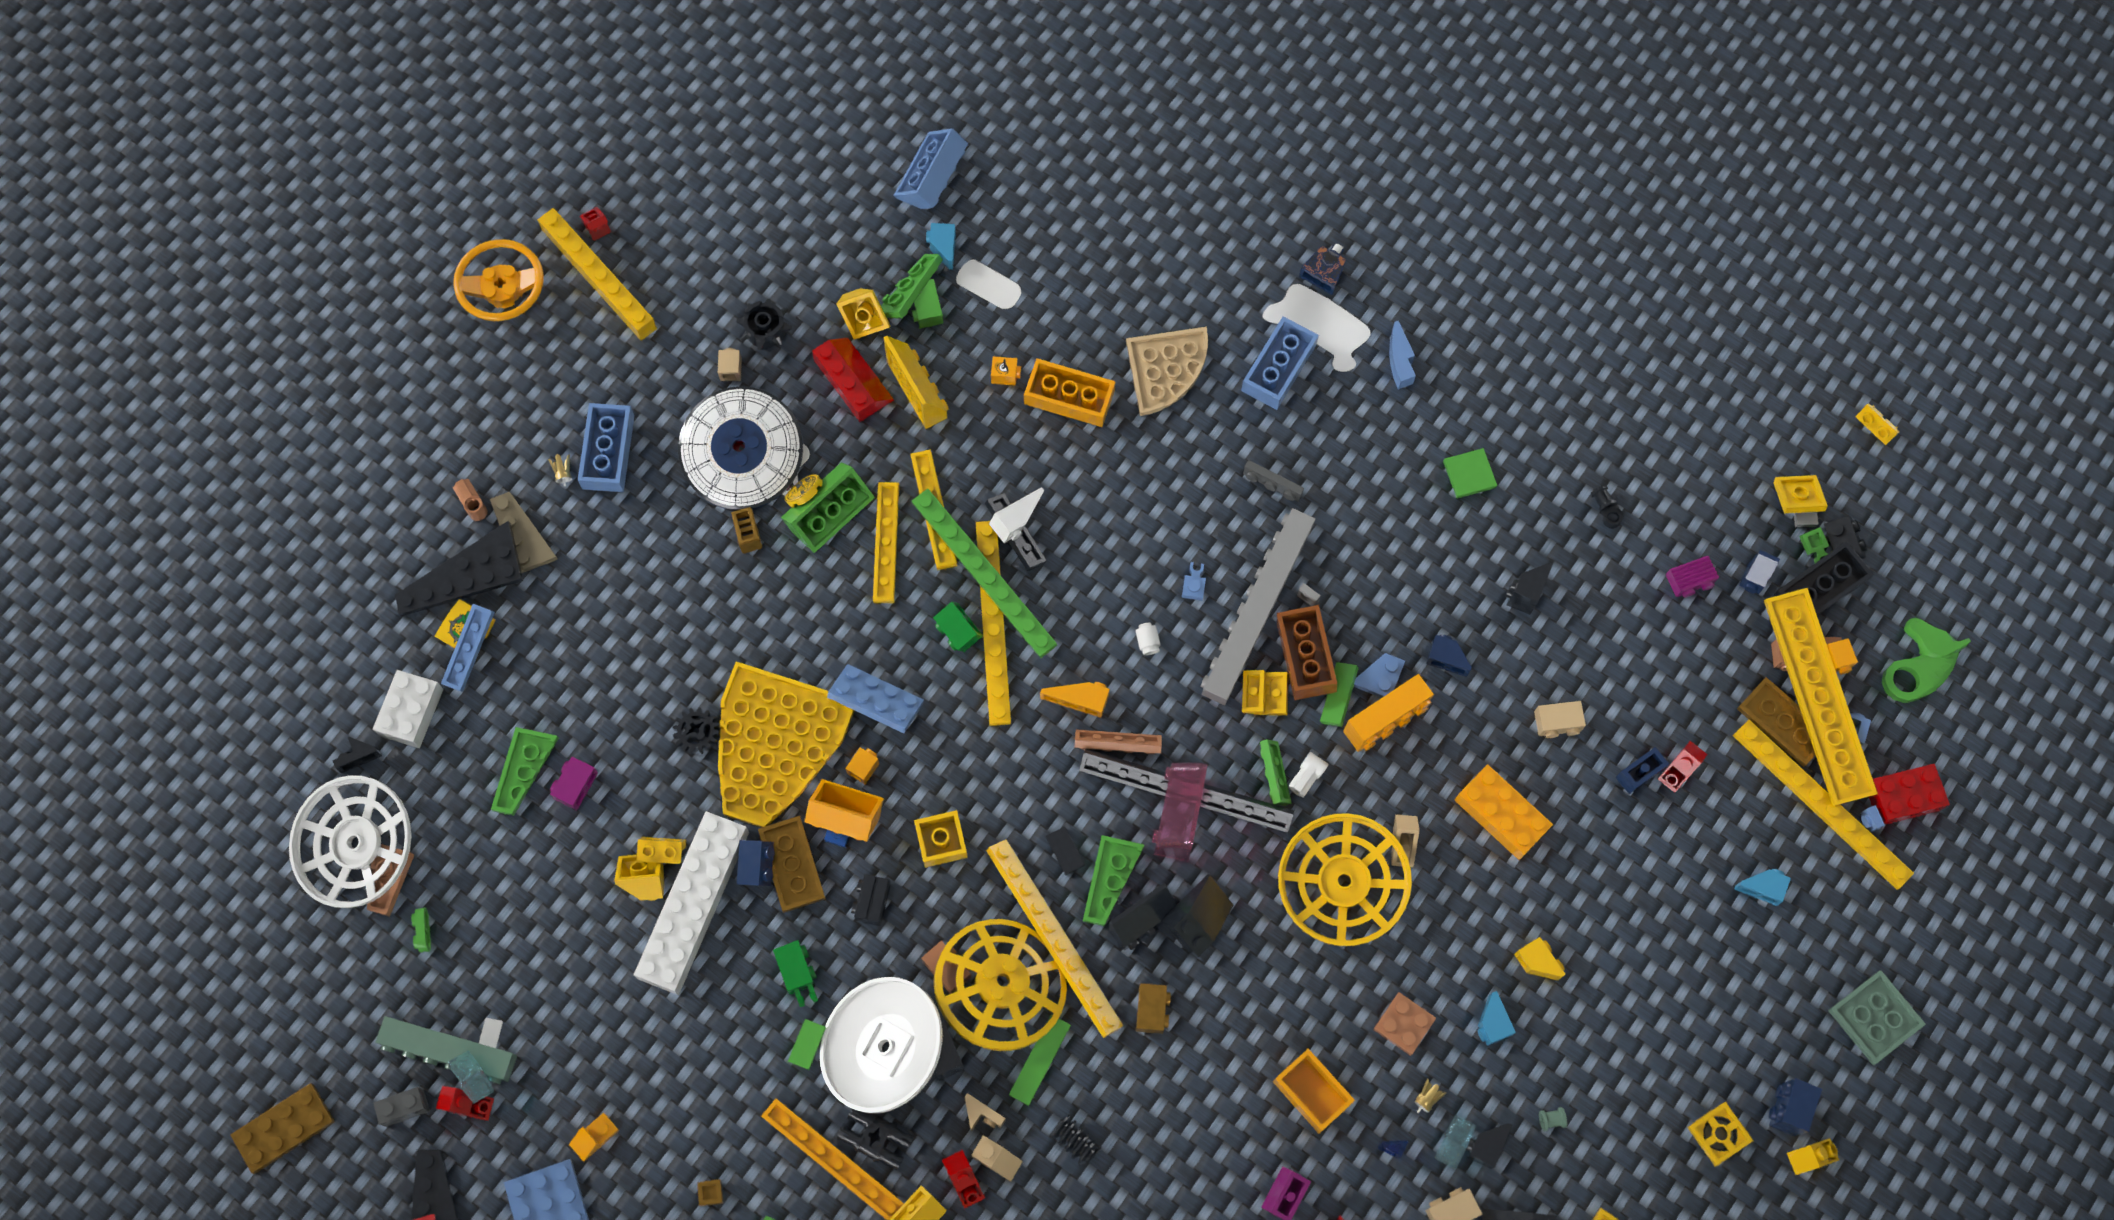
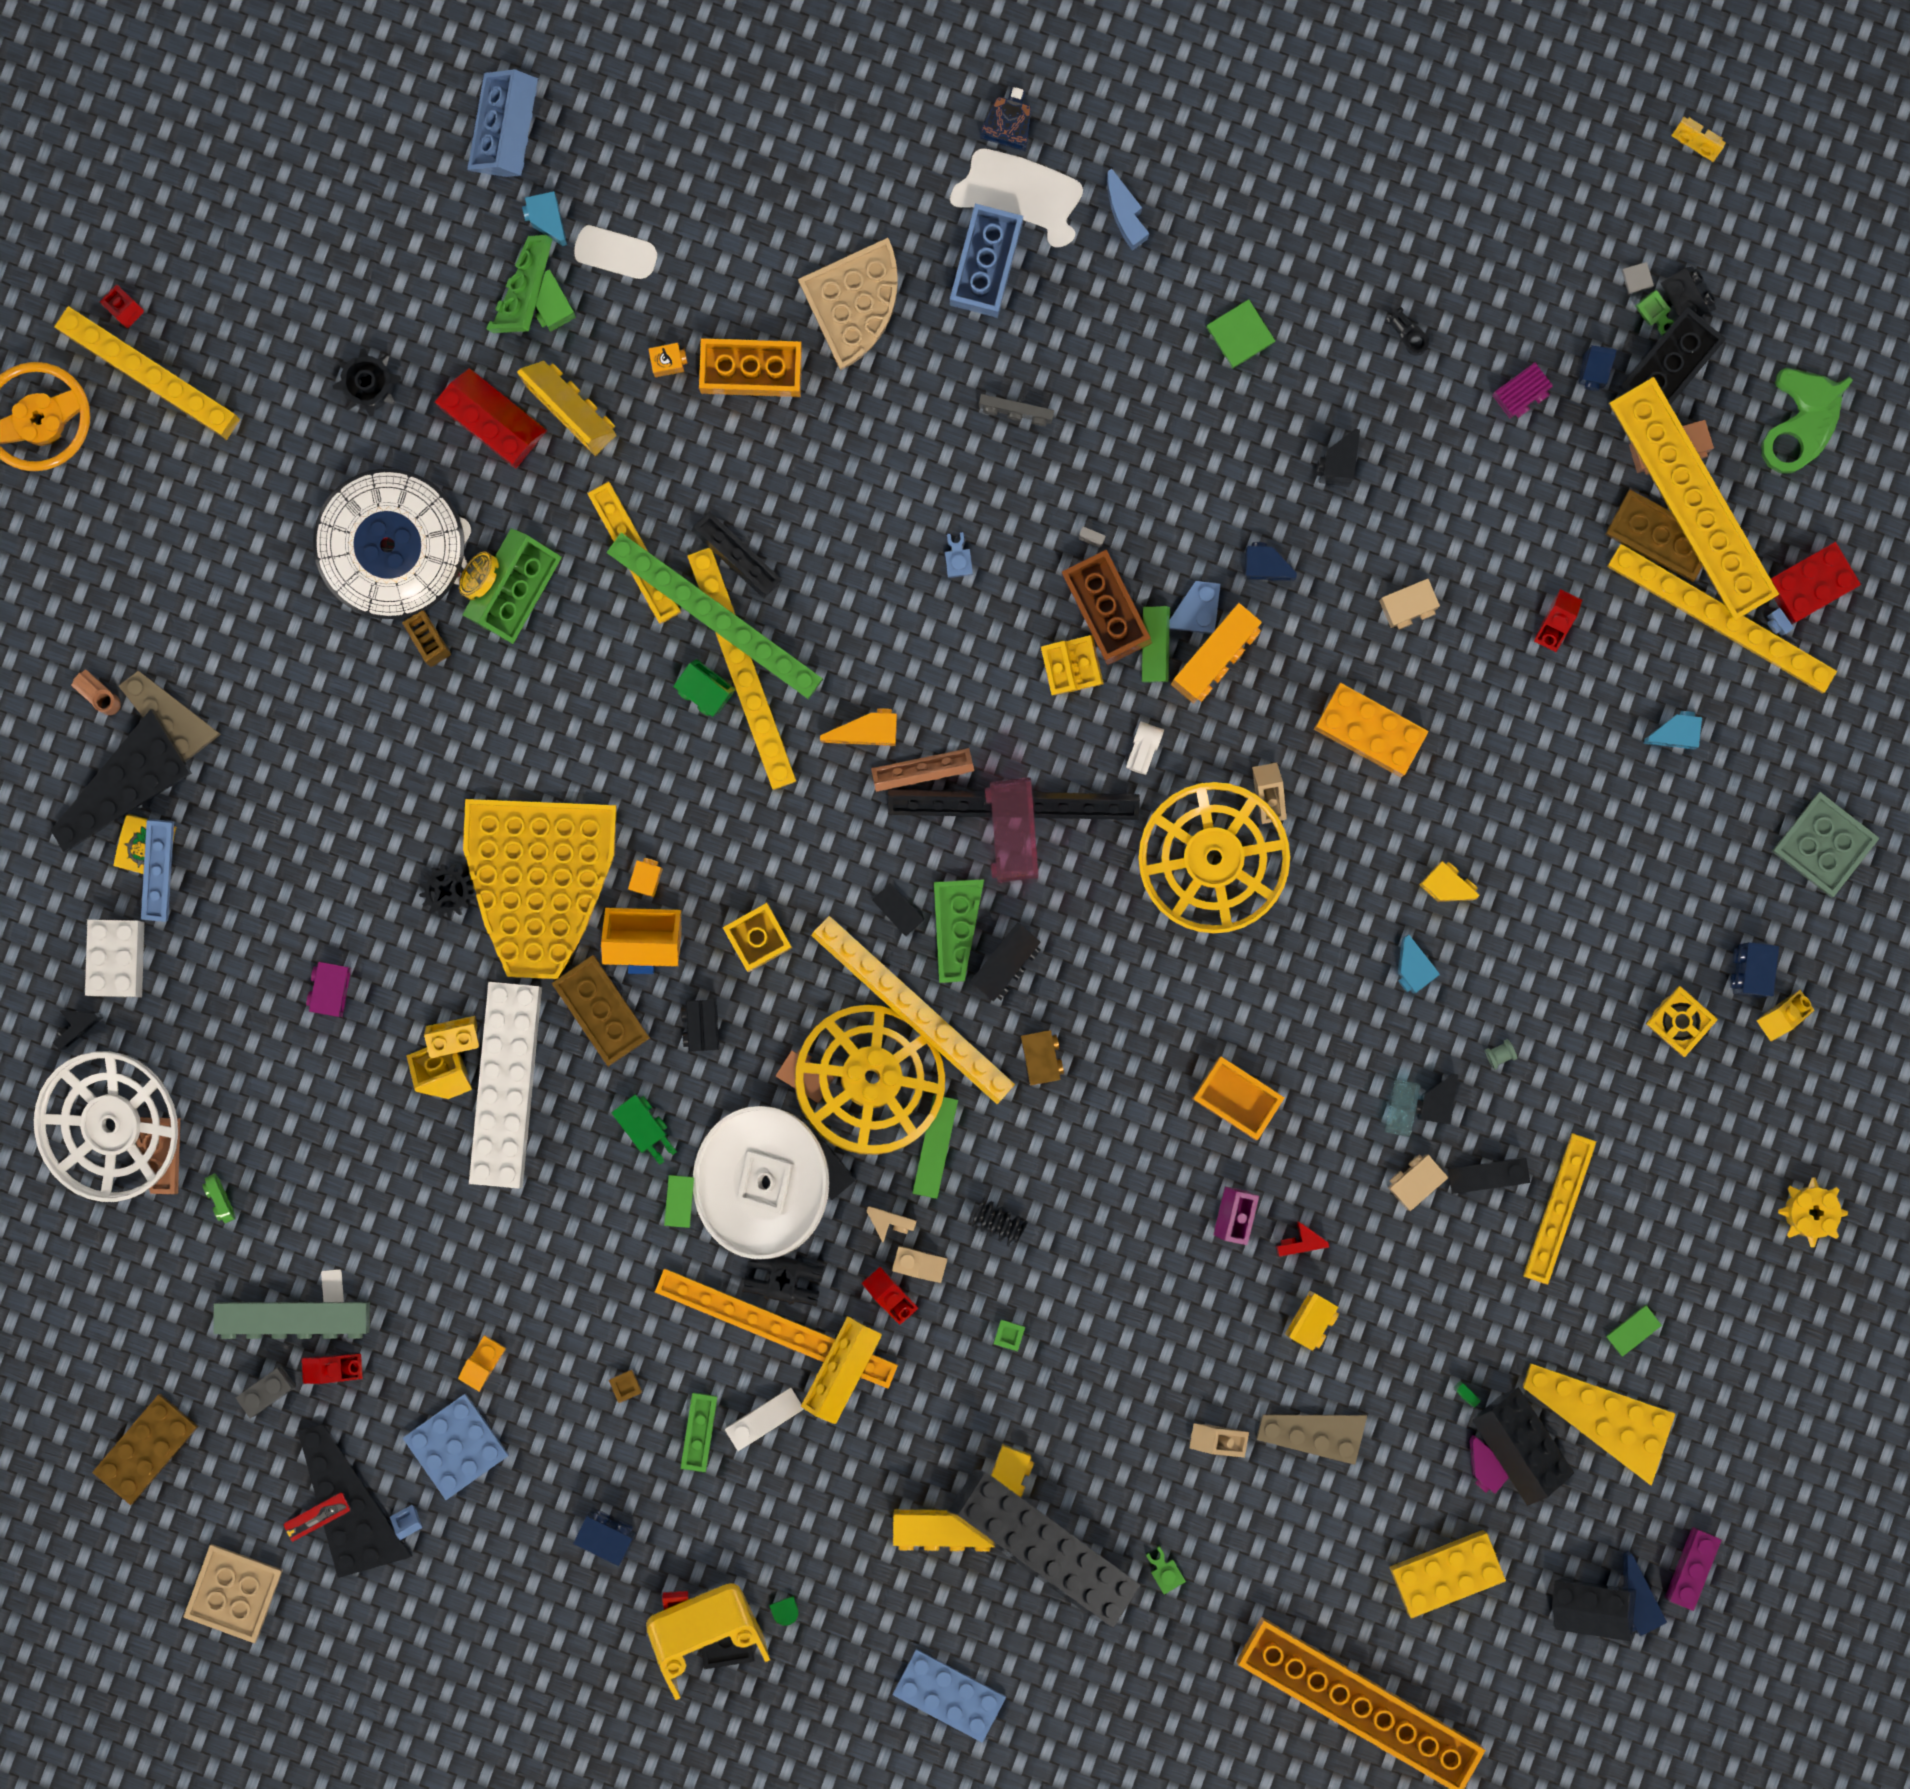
camera: 15 degrees left, 15 degrees up
(471, 1076) = (331, 1341): clear light blue slope -> none
(523, 763) = (265, 986): bright green wing -> none
(562, 475) = (190, 632): pearl gold piece -> none
(606, 447) = (232, 587): medium blue brick -> none
(729, 365) = (342, 443): tan brick -> none
(755, 863) = (561, 1022): dark blue brick -> none
(862, 312) = (477, 335): yellow slope -> none
(875, 698) = (636, 797): medium blue plate -> none
(886, 542) = (591, 608): yellow tile -> none
(1011, 520) = (731, 544): white slope -> none
(1148, 639) = (923, 640): white brick -> none
(1199, 916) = (1066, 943): black slope -> none
(1257, 607) = (1038, 565): light grey brick -> none
(1275, 772) = (1107, 756): bright green plate -> none
(1393, 1148) = (1339, 1133): clear blue slope -> none
(1404, 1023) = (1318, 995): nougat plate -> none
(1428, 1097) = (1362, 1070): pearl gold piece -> none
(1642, 770) = (1514, 639): dark blue brick -> none
(1800, 494) = (1625, 255): yellow plate -> none
(1842, 656) = (1709, 445): light orange brick -> none
(1861, 725) = (1748, 519): medium blue bracket -> none

